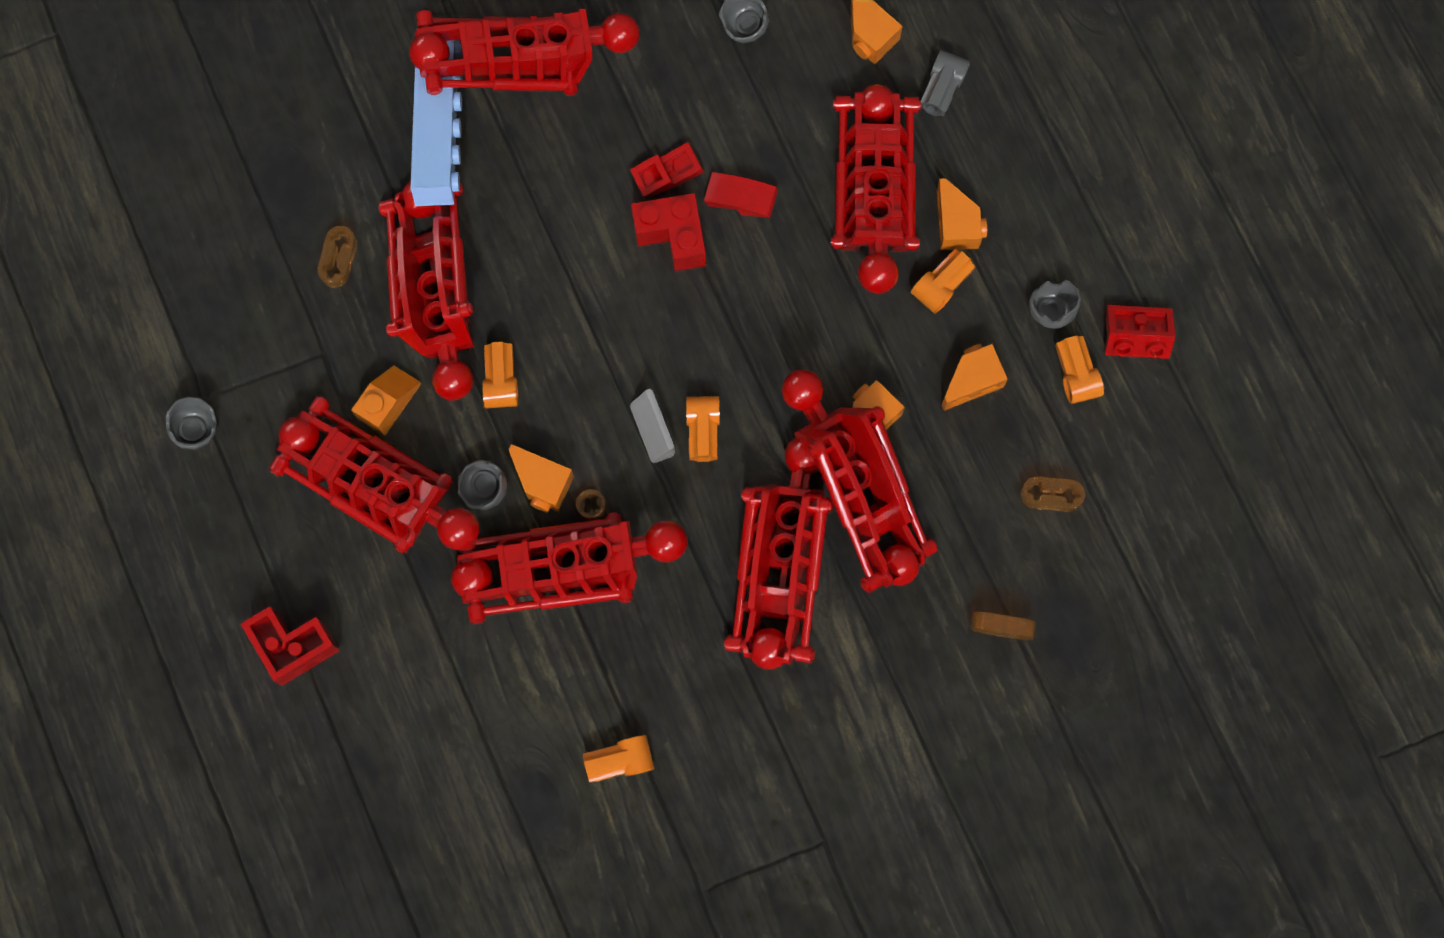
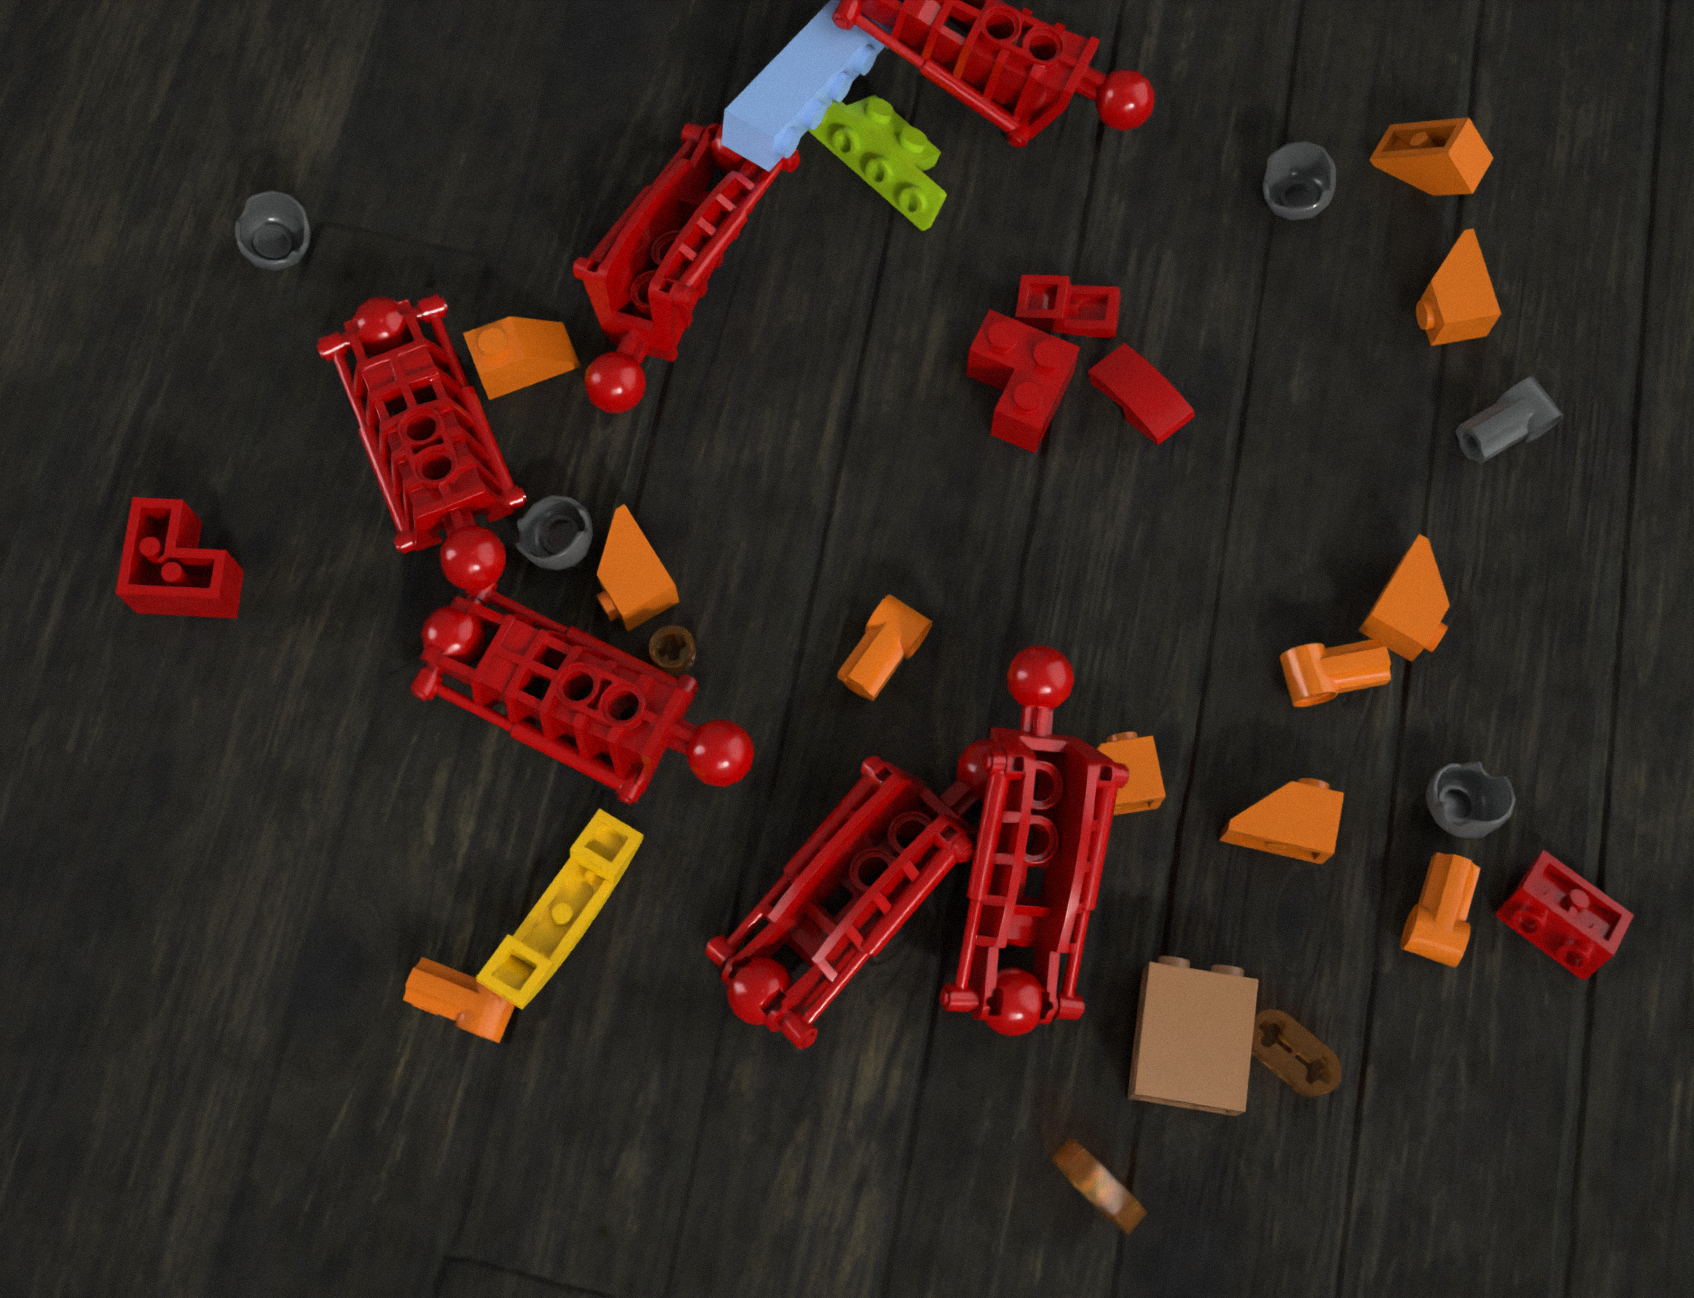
camera: 35 degrees right, 5 degrees down
(344, 258) = (589, 151): clear orange beam -> none
(500, 385) = (670, 427): orange piece -> none
(506, 148) = (885, 155): none -> lime bracket
(637, 678) = (563, 912): none -> yellow slope
(652, 427) = (821, 605): light grey slope -> none
(898, 194) = (1354, 506): red piece -> none
(999, 520) = (1193, 1036): none -> medium nougat brick

